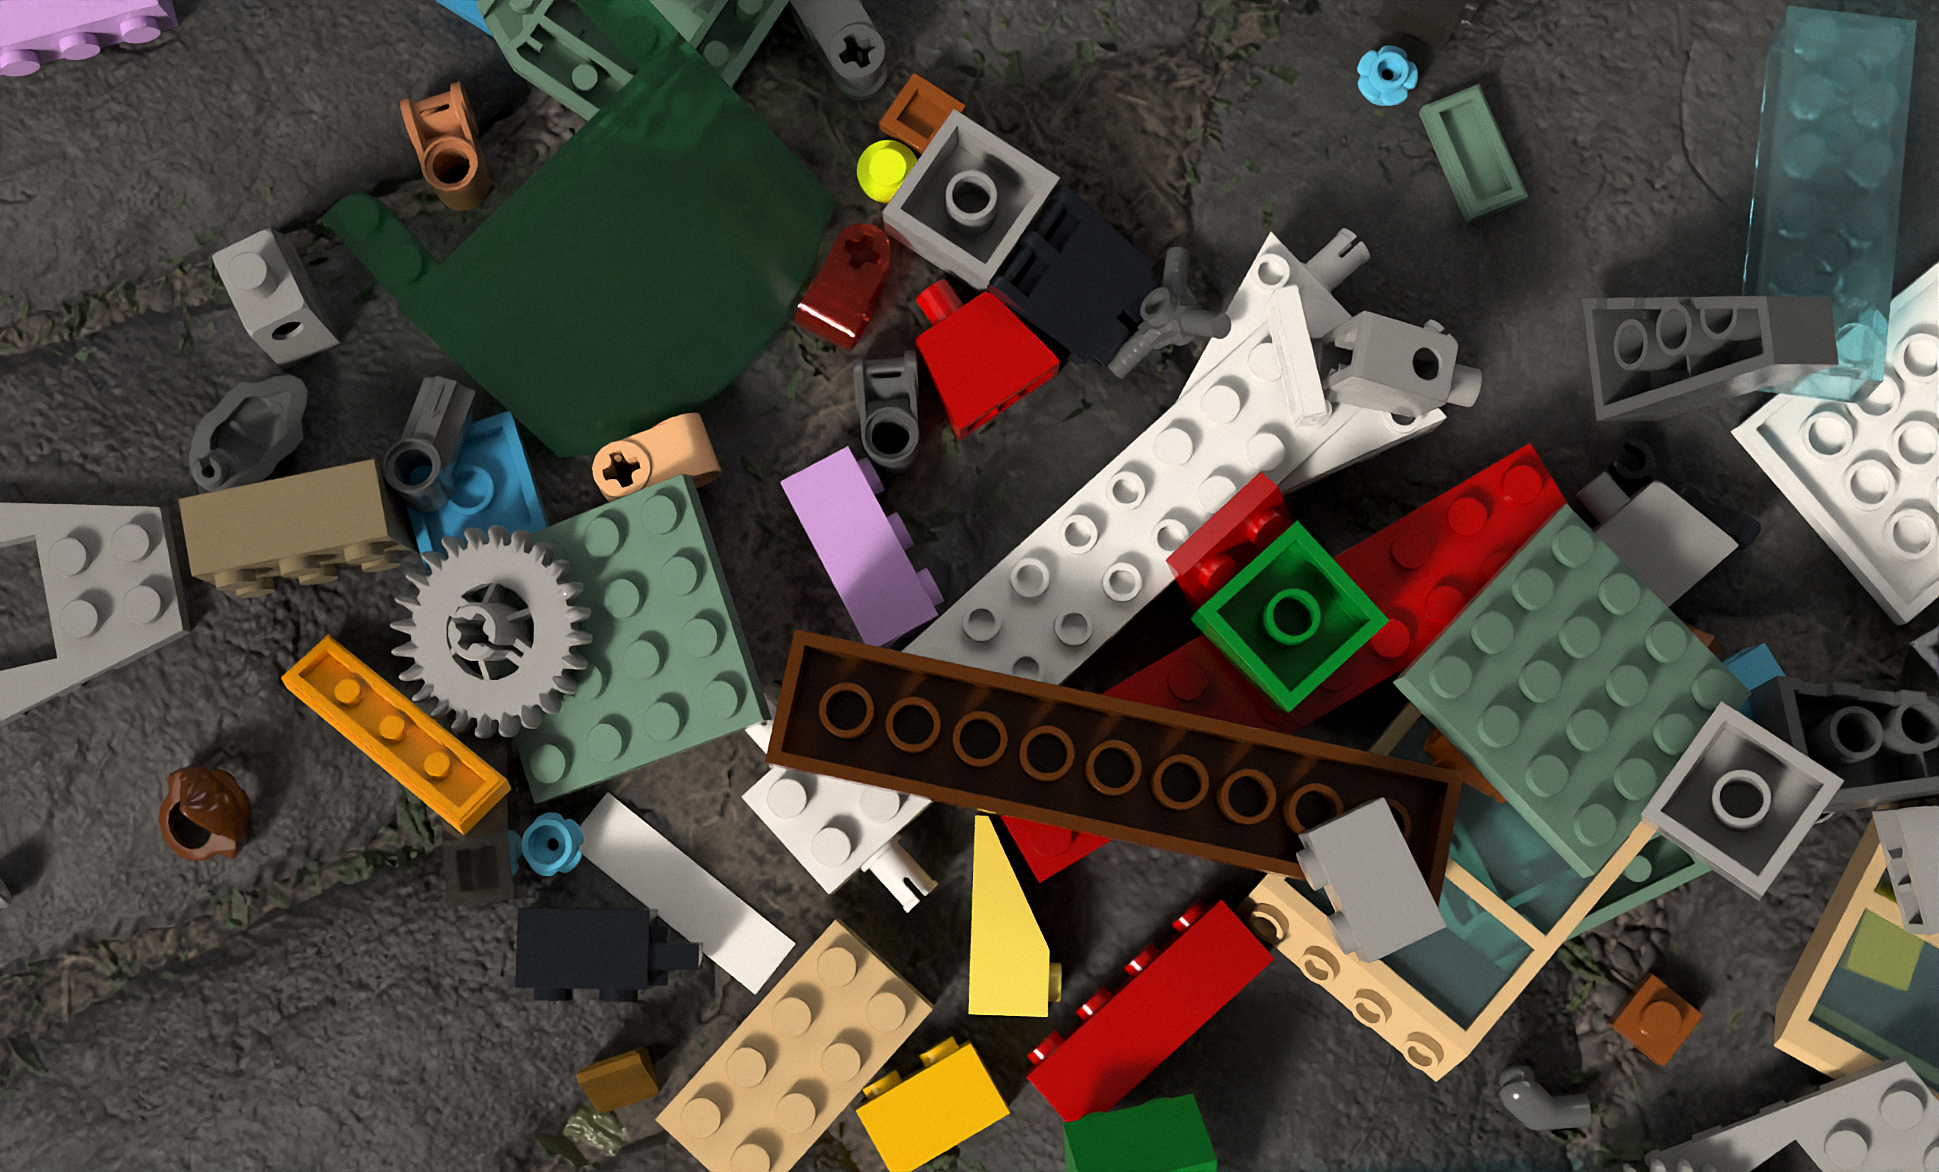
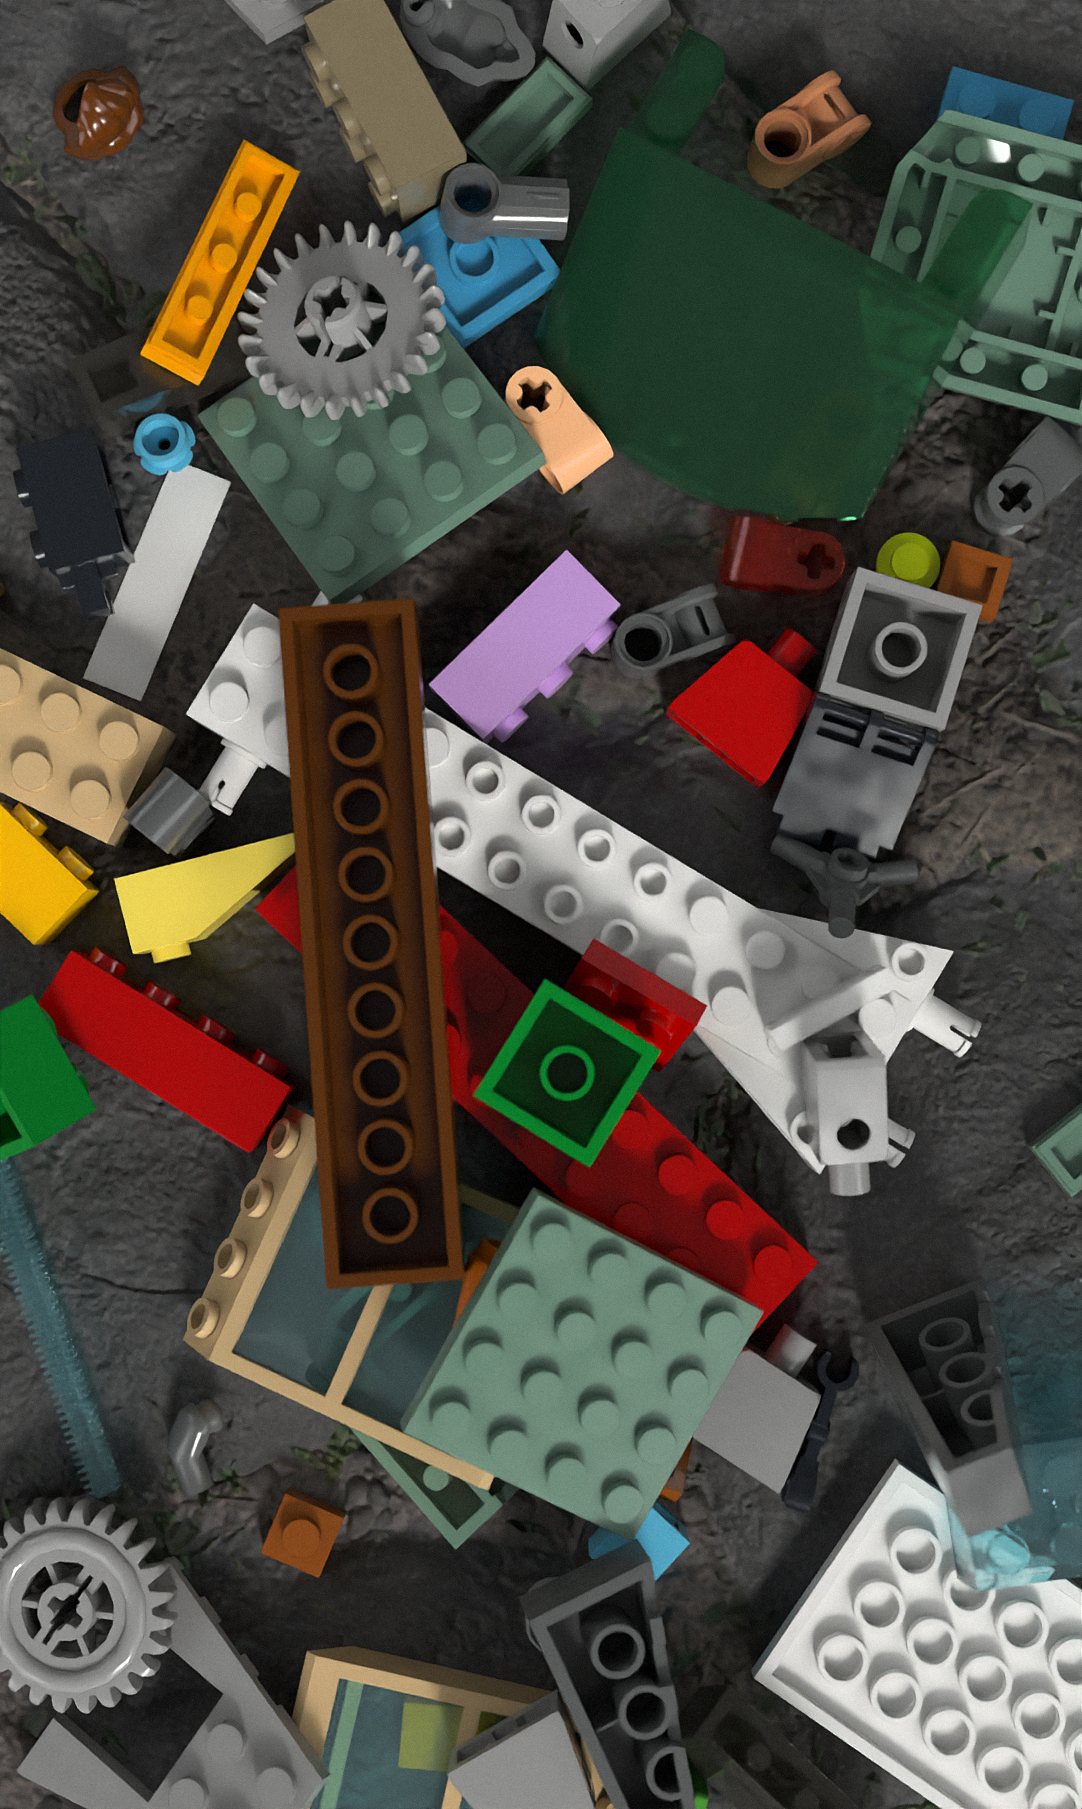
camera: 75 degrees right, 5 degrees up
(351, 401) = (528, 122): none -> sand green tile
(920, 938) = (172, 815): none -> dark grey piece
(1369, 881) = (328, 1215): light grey brick -> none
(1741, 800) = (511, 1553): light grey brick -> none

